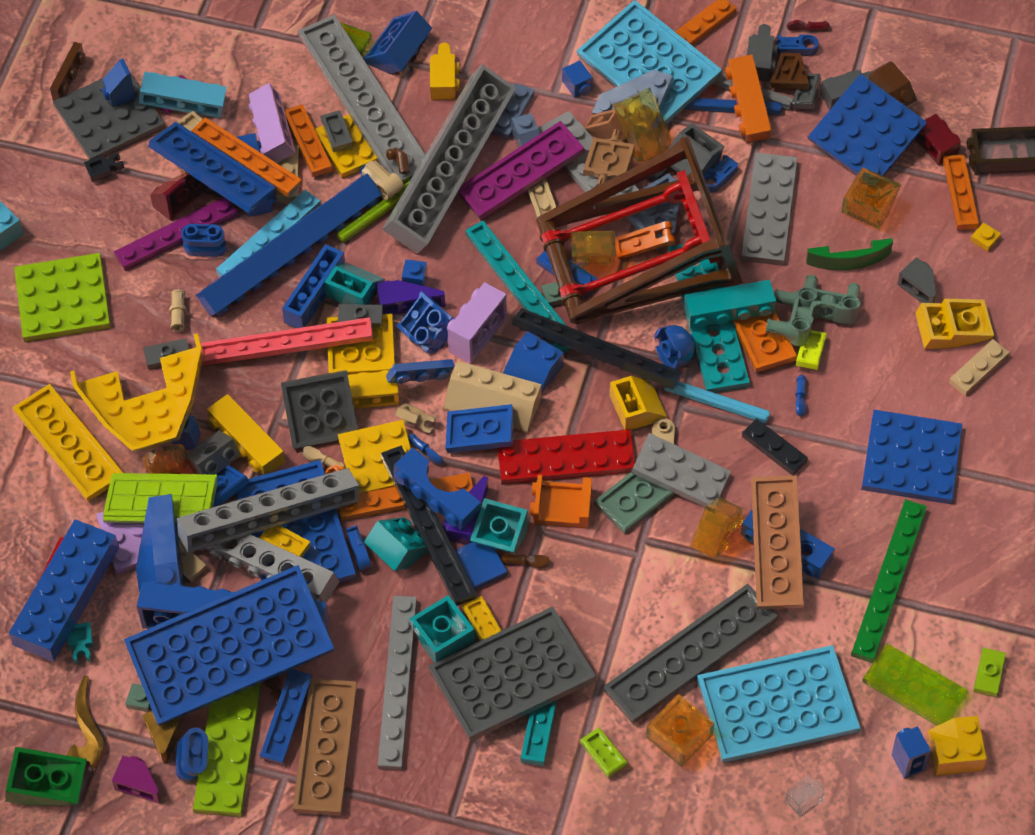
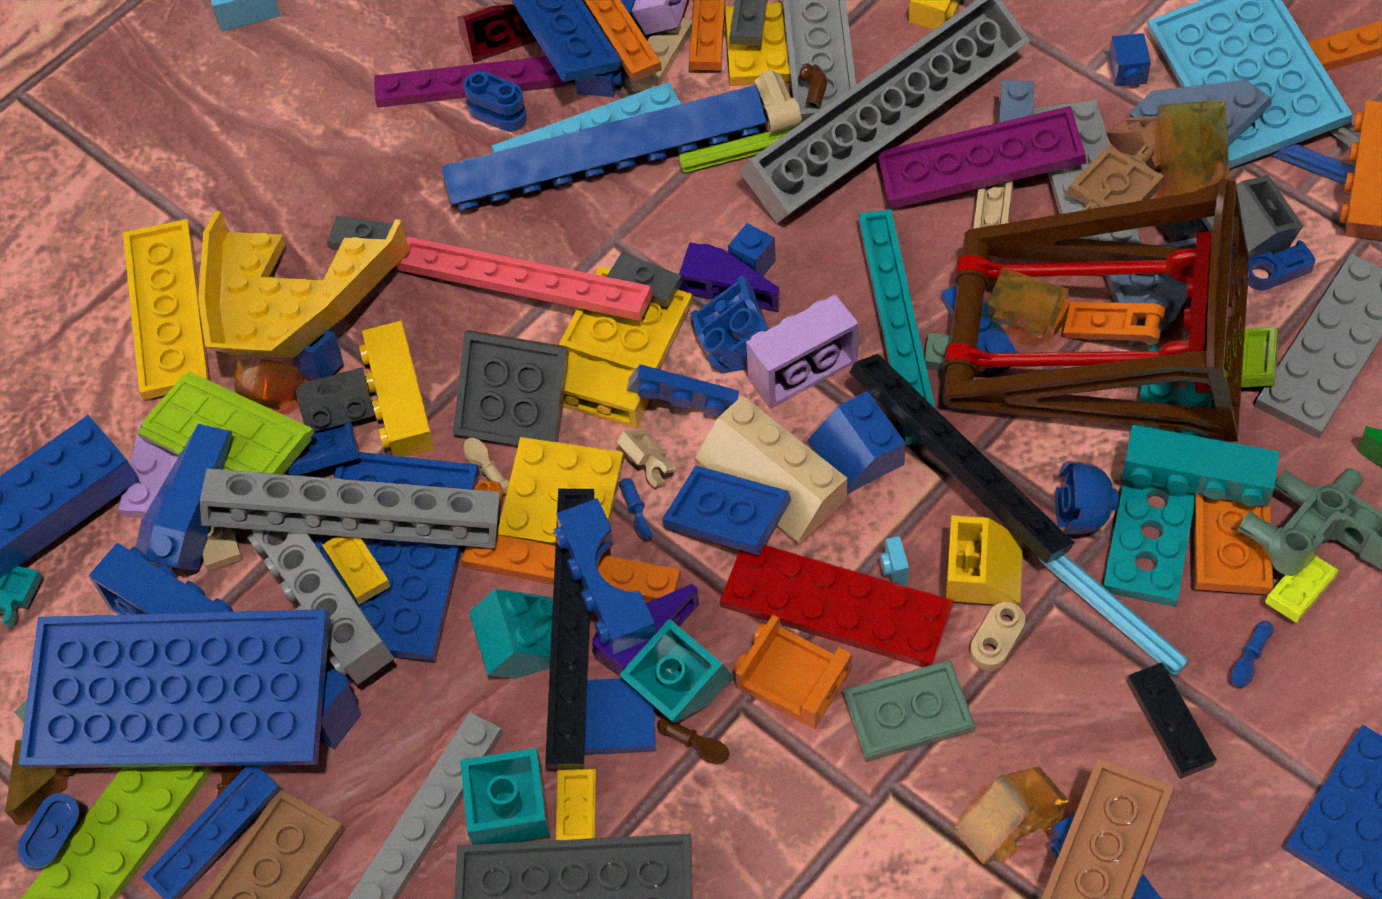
camera: 30 degrees right, 0 degrees up
(62, 297) = (276, 113): lime plate -> none
(177, 310) = (409, 183): tan pin -> none
(311, 288) = (603, 216): blue brick -> none
(351, 284) = (657, 231): teal slope -> none
(358, 548) = (459, 620): blue piece -> none
(515, 107) = (1023, 65): sand blue plate -> none
(588, 420) = (894, 561): none -> medium azure plate
(680, 471) = (998, 698): light grey plate -> none
(733, 230) = (1260, 357): none -> lime tile

